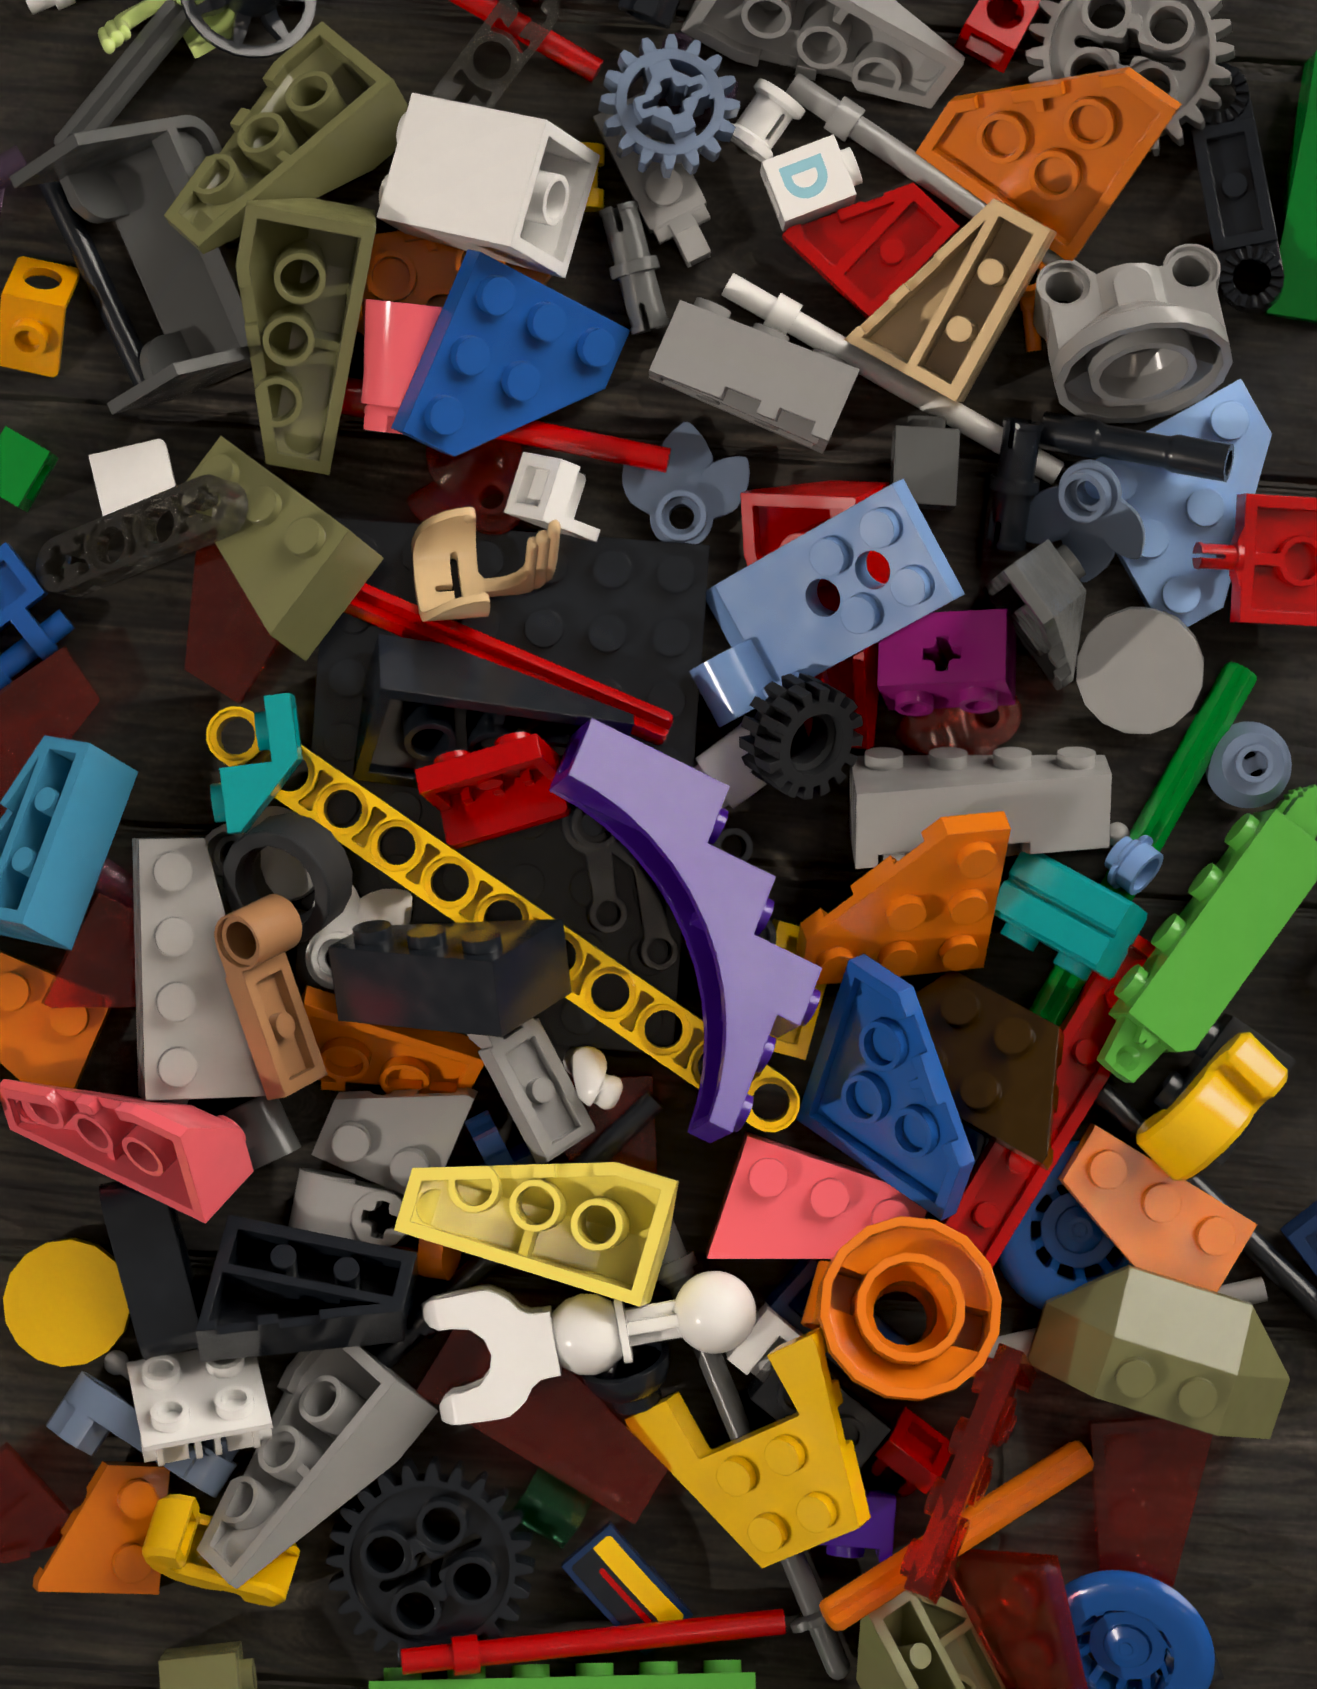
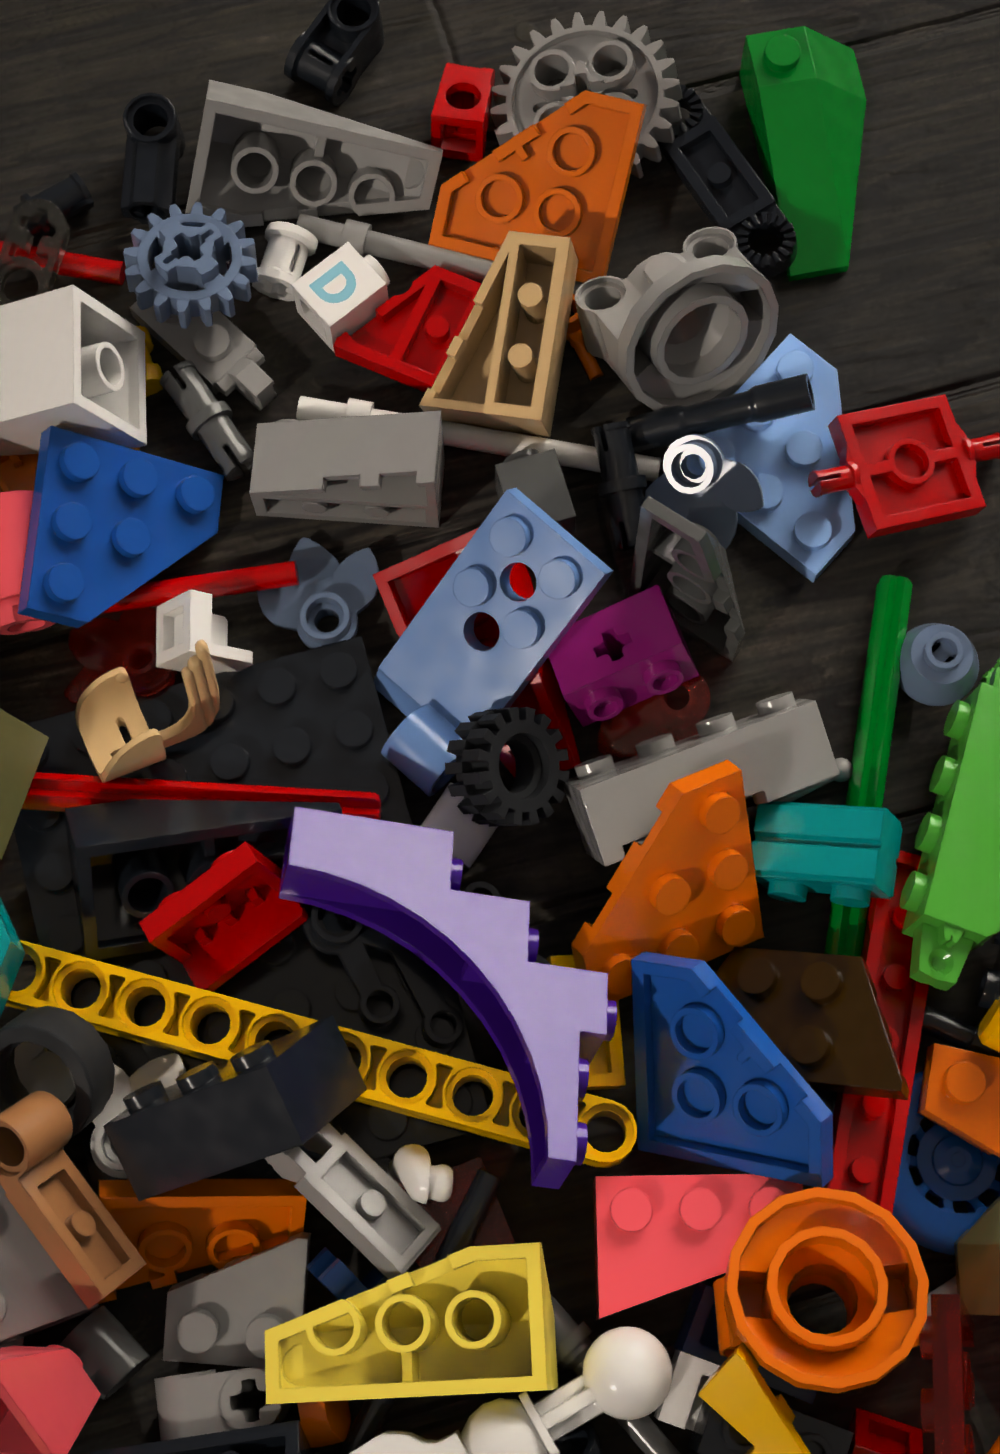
camera: 15 degrees left, 15 degrees down
(1133, 864) = (868, 781): medium blue plate -> none
(1140, 670) = (802, 610): light grey tile -> none

